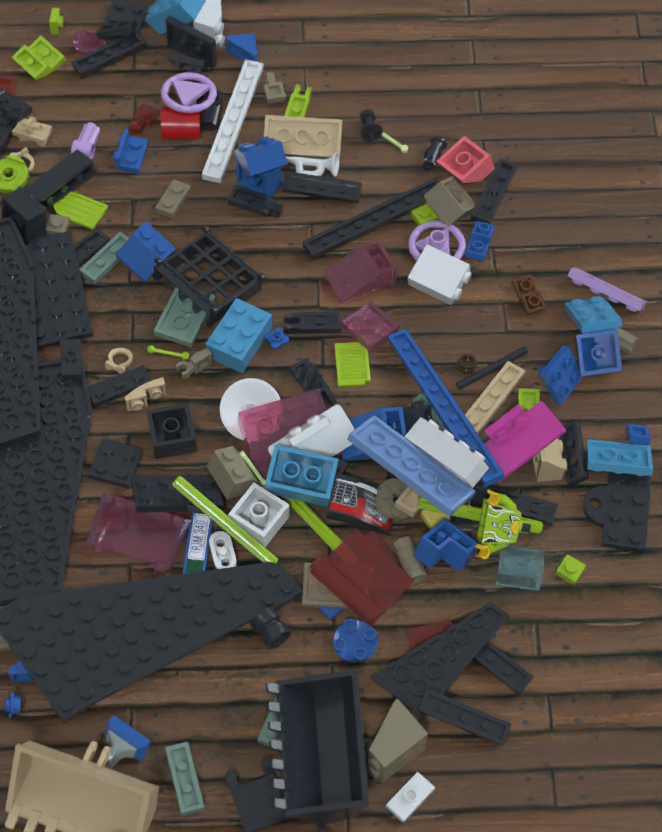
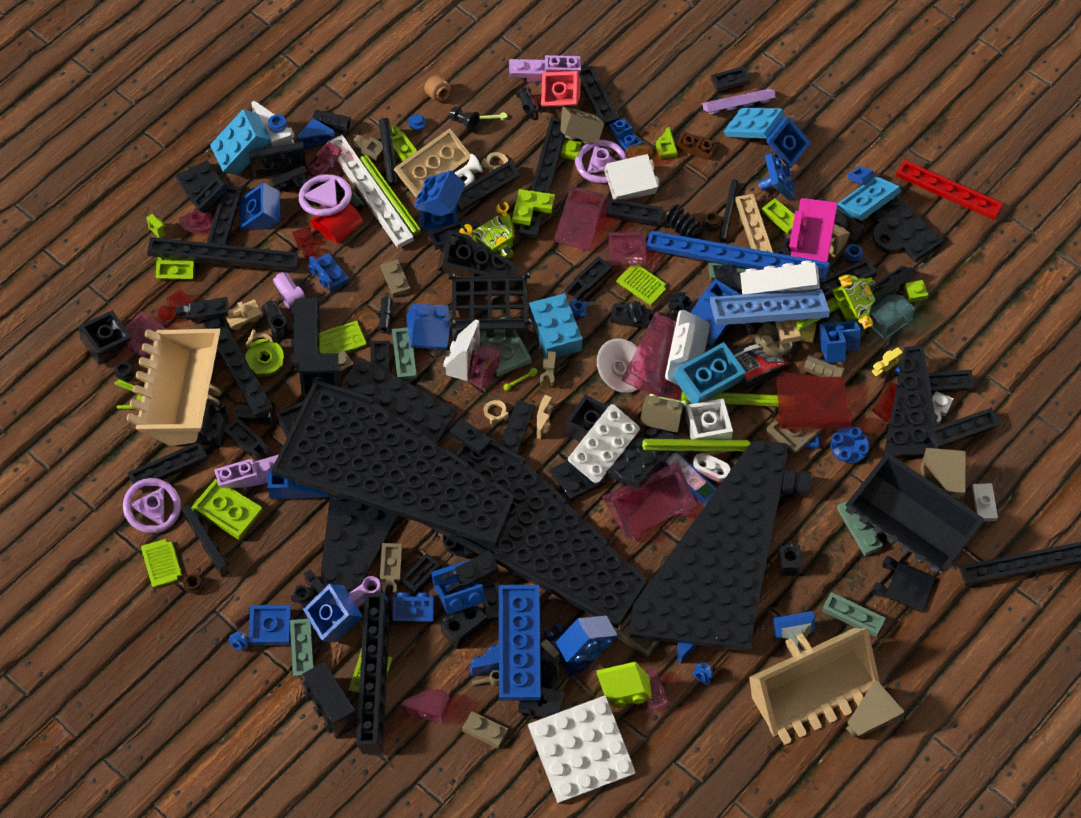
camera: 45 degrees left, 0 degrees up
(51, 153) = (275, 319): none -> black piece
(73, 78) = (222, 254): none -> black plate
(130, 218) = (385, 314): none -> black pin
(141, 68) = (260, 208): none -> blue slope
(144, 294) = (458, 362): none -> white slope
(148, 313) = (483, 364): none -> clear pink slope
(154, 453) = (604, 443): none -> white bracket
(186, 693) = (787, 567): none -> black brick
(213, 11) = (277, 123): none -> blue tile
(234, 69) = (326, 160): none -> clear pink slope
(240, 230) = (470, 259): none -> black wedge
(245, 133) = (391, 196): none -> lime axle
(269, 48) = (333, 121): none -> black axle
(277, 228) = (495, 234): none -> lime torso
(282, 99) = (388, 151): none -> black axle
(331, 100) = (417, 122): none -> blue plate
(334, 224) = (531, 201): none -> lime plate
(345, 171) = (486, 162): none -> tan piece
(354, 397) = (679, 302): none -> black gear
(376, 86) = (437, 88): none -> medium nougat head
(412, 303) = (634, 212): none -> black plate
(438, 344) = (681, 223): none -> black piece
(469, 603) = (889, 360): none -> light yellow plate
(473, 681) = (941, 405): none -> white plate
(476, 262) = (638, 150): none -> clear orange brick
(484, 138) = (533, 69): none -> lavender slope
(504, 274) = (666, 146): none -> lime tile
(550, 542) = (890, 282): none -> black plate
(553, 486) = (853, 249): none -> blue plate
(621, 267) = (730, 79): none -> black plate

